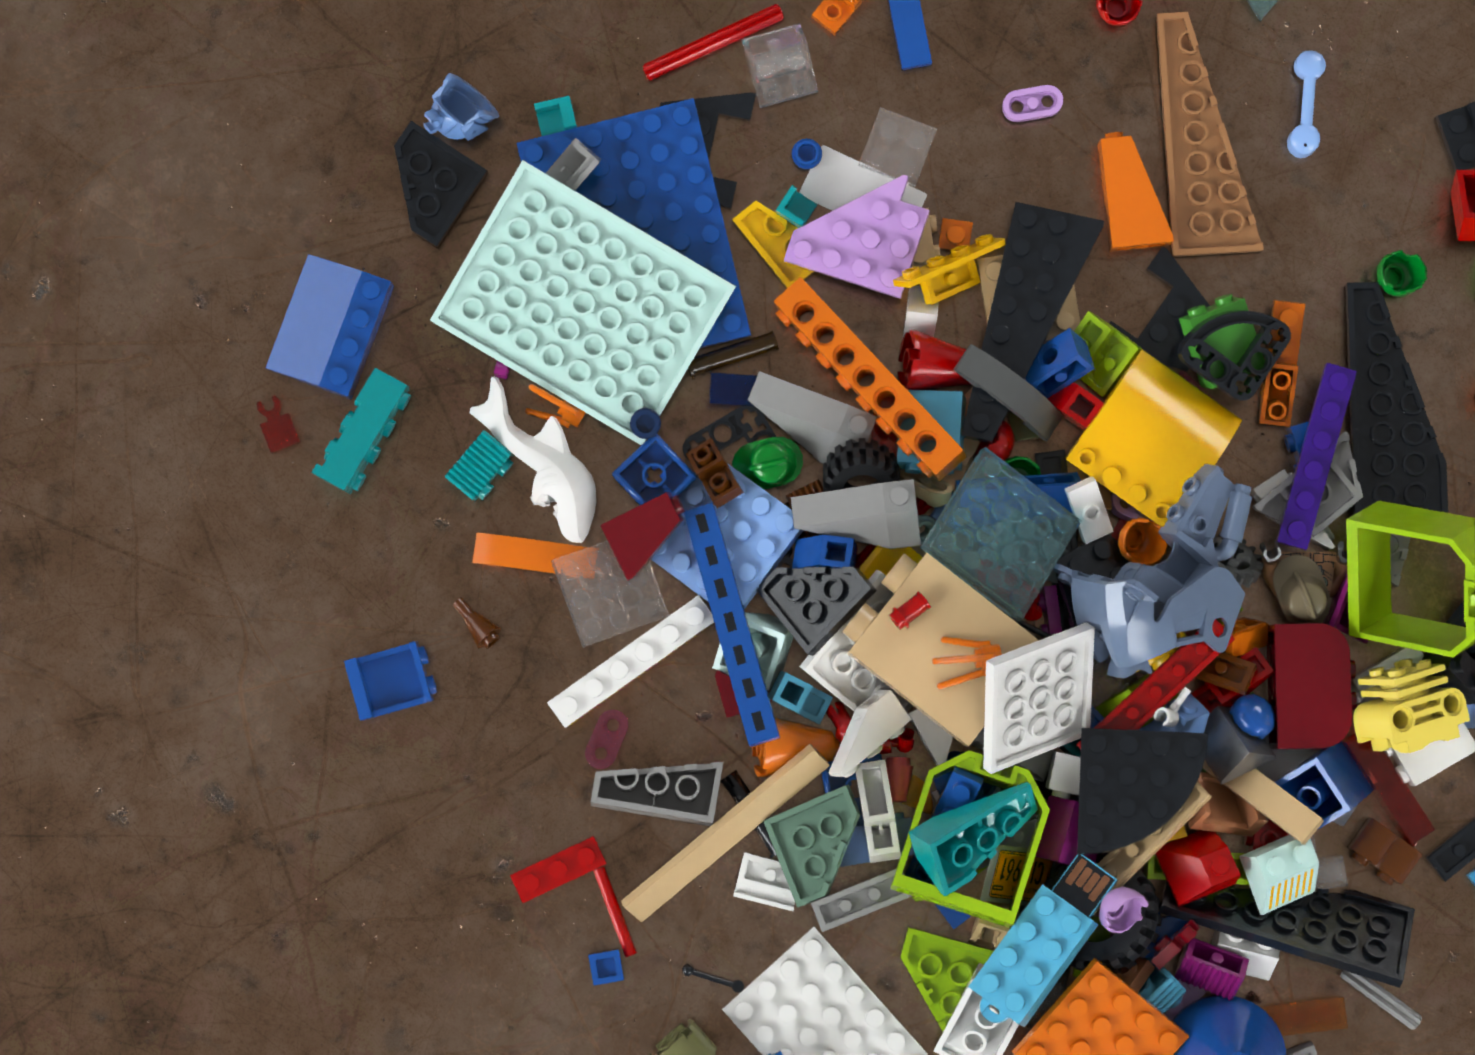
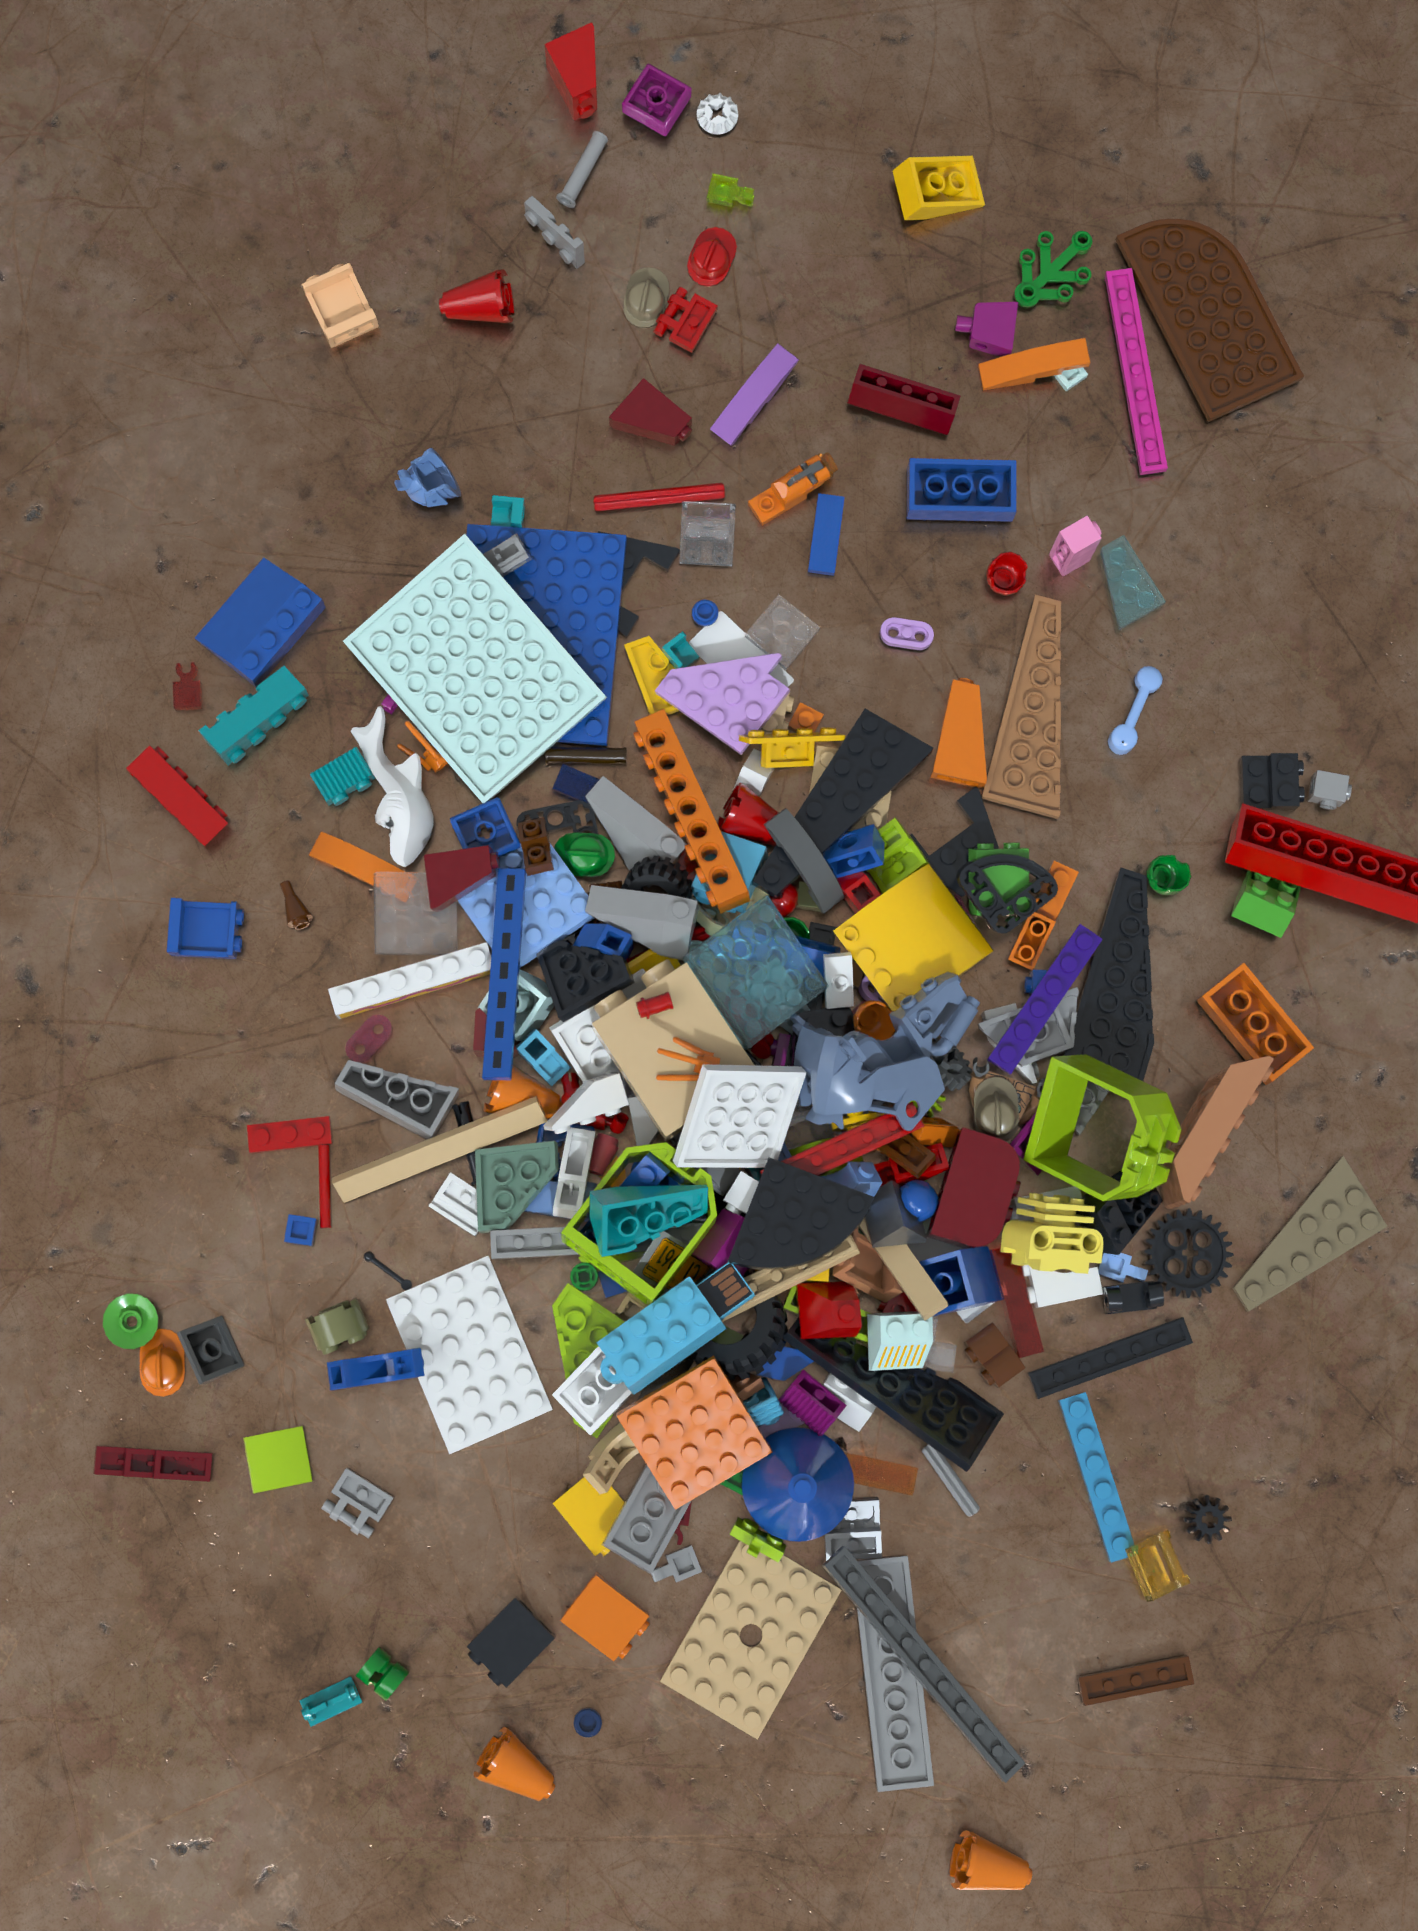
camera: 10 degrees right, 5 degrees down
(309, 547) = (177, 795): none -> red wedge
(434, 182) = (388, 533): black plate -> none
(645, 423) = (492, 785): dark blue tile -> none
(920, 916) = (584, 1280): none -> green wheel
(1121, 909) = (749, 1321): lavender hair -> none
(1168, 946) = (781, 1370): dark red plate -> none
(1172, 711) = (847, 1173): white hand -> none

